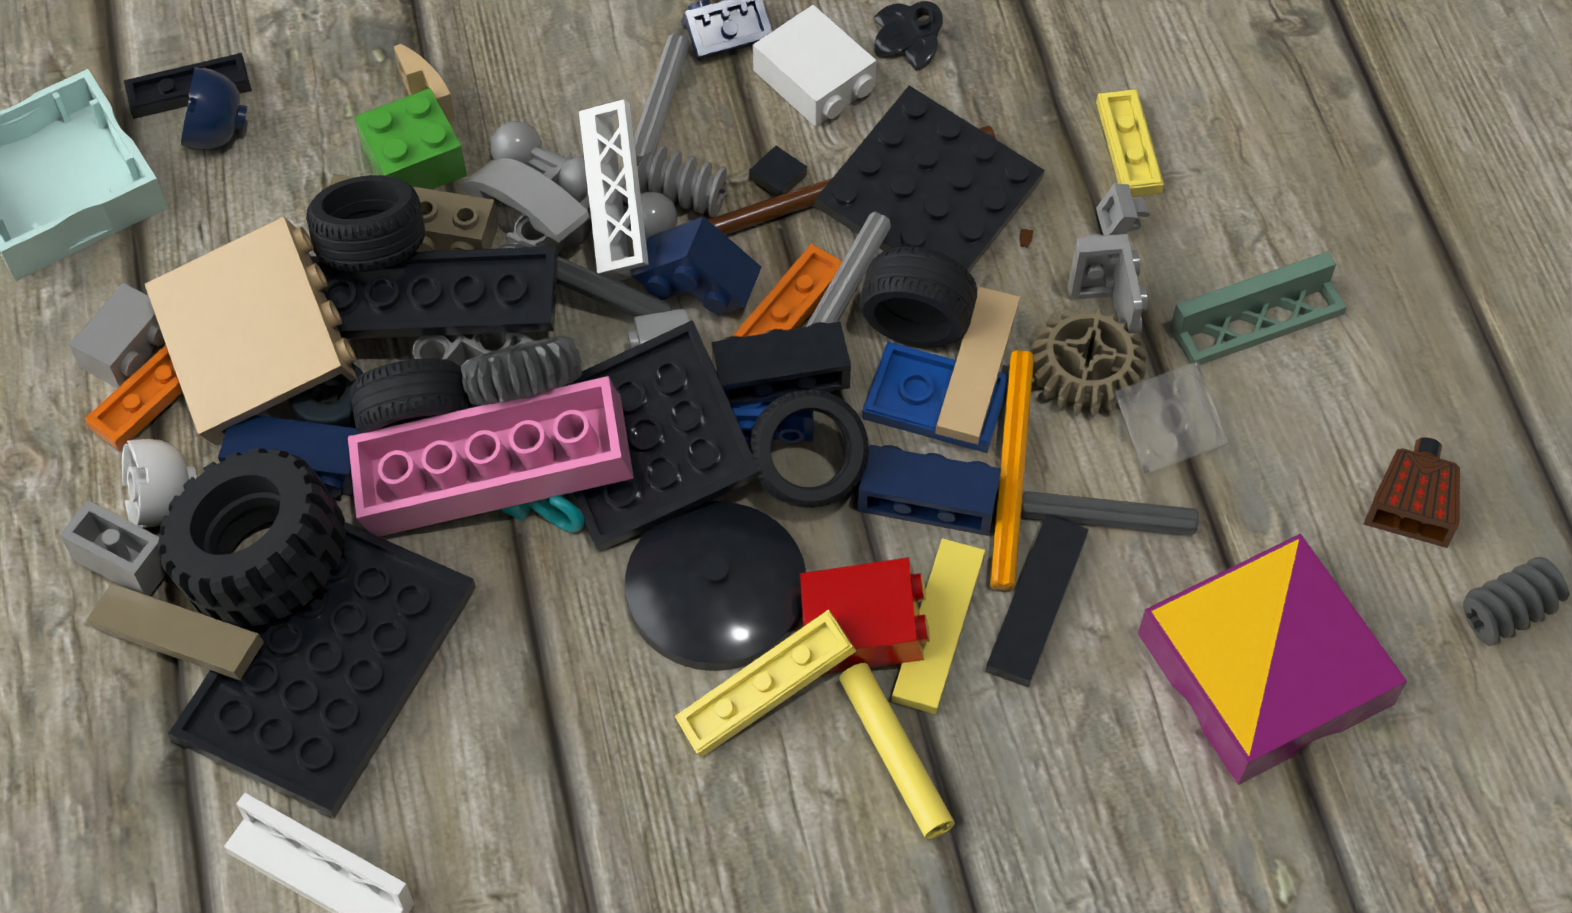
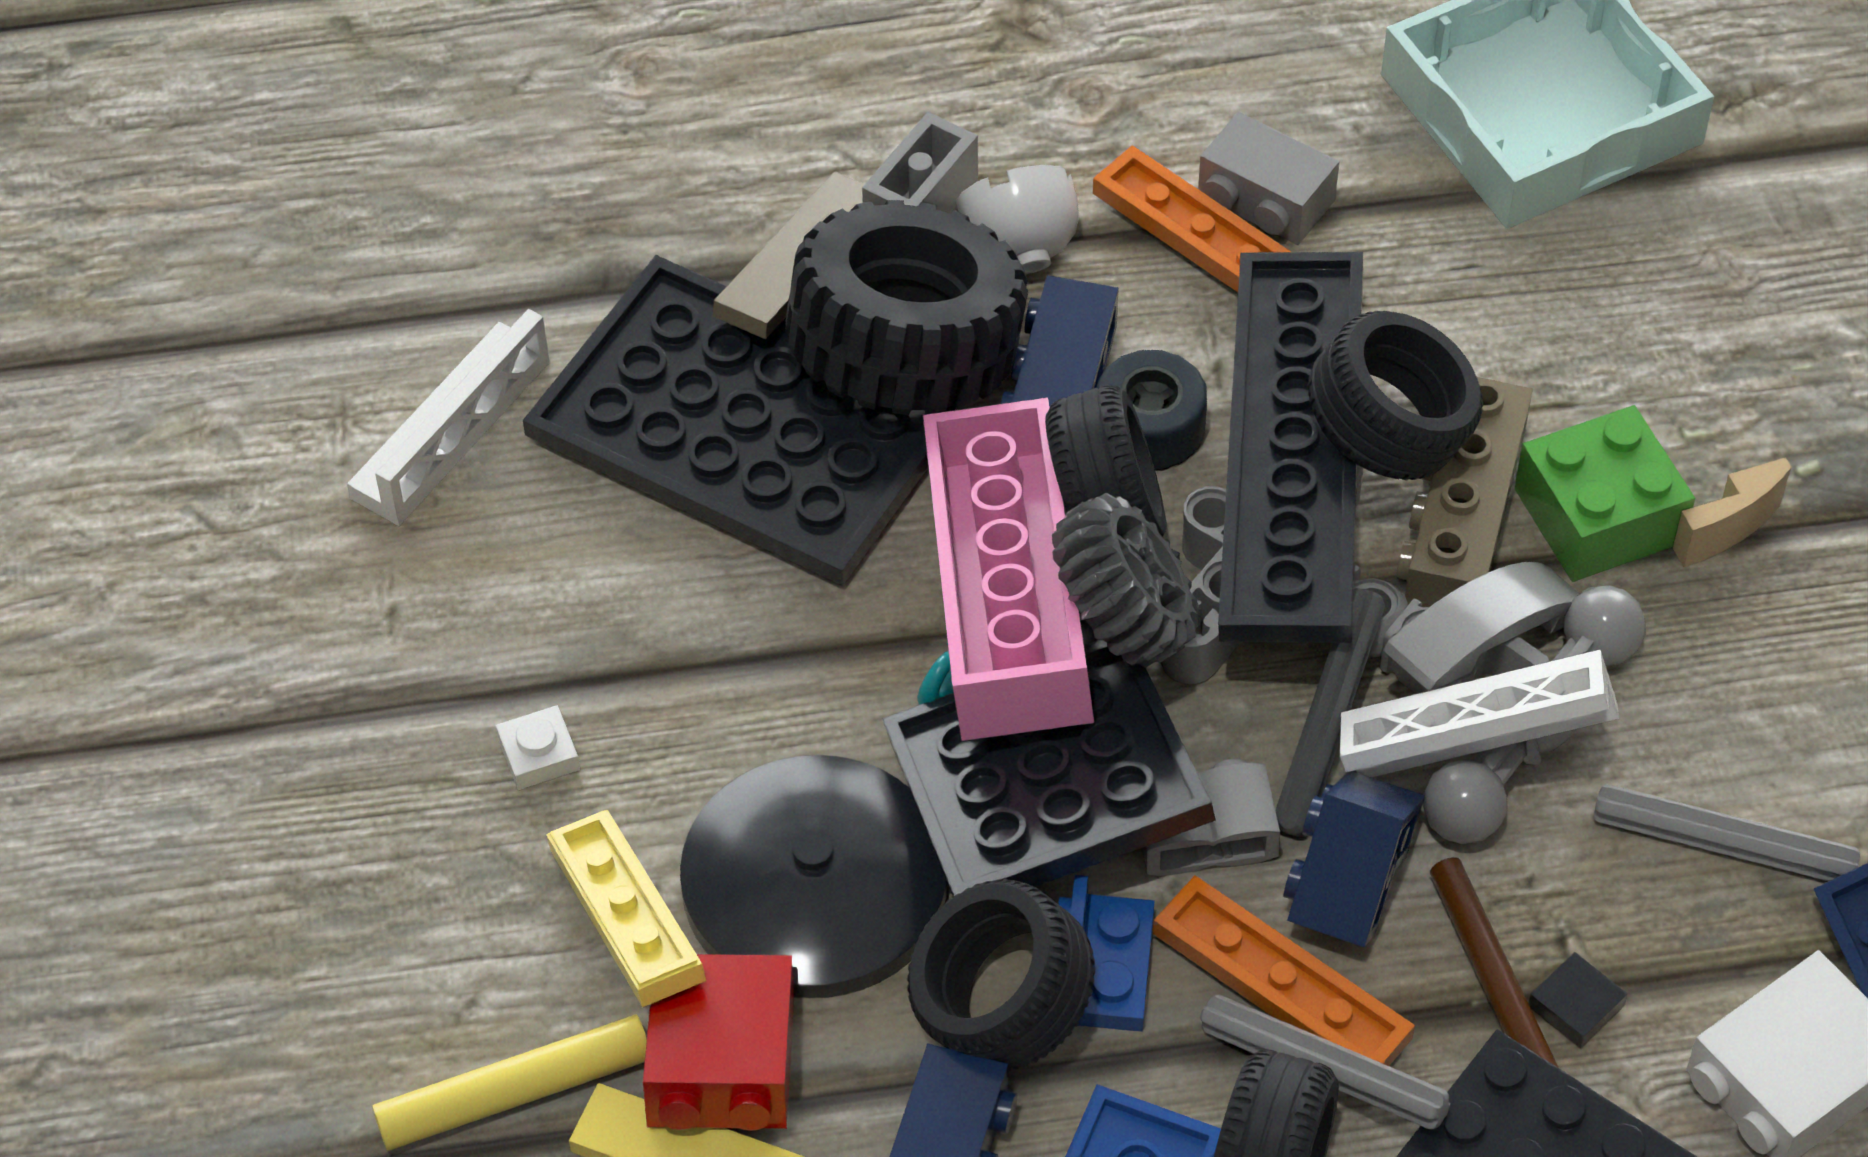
camera: 95 degrees right, 5 degrees down
(171, 87) = (1728, 237): black tile -> none
(212, 111) = (1657, 245): dark blue cylinder -> none
(249, 327) = (1232, 285): tan panel -> none
(620, 772) = (537, 747): none -> white plate
(683, 182) = (1539, 849): light grey piece -> none
(782, 362) = (1161, 949): black brick -> none

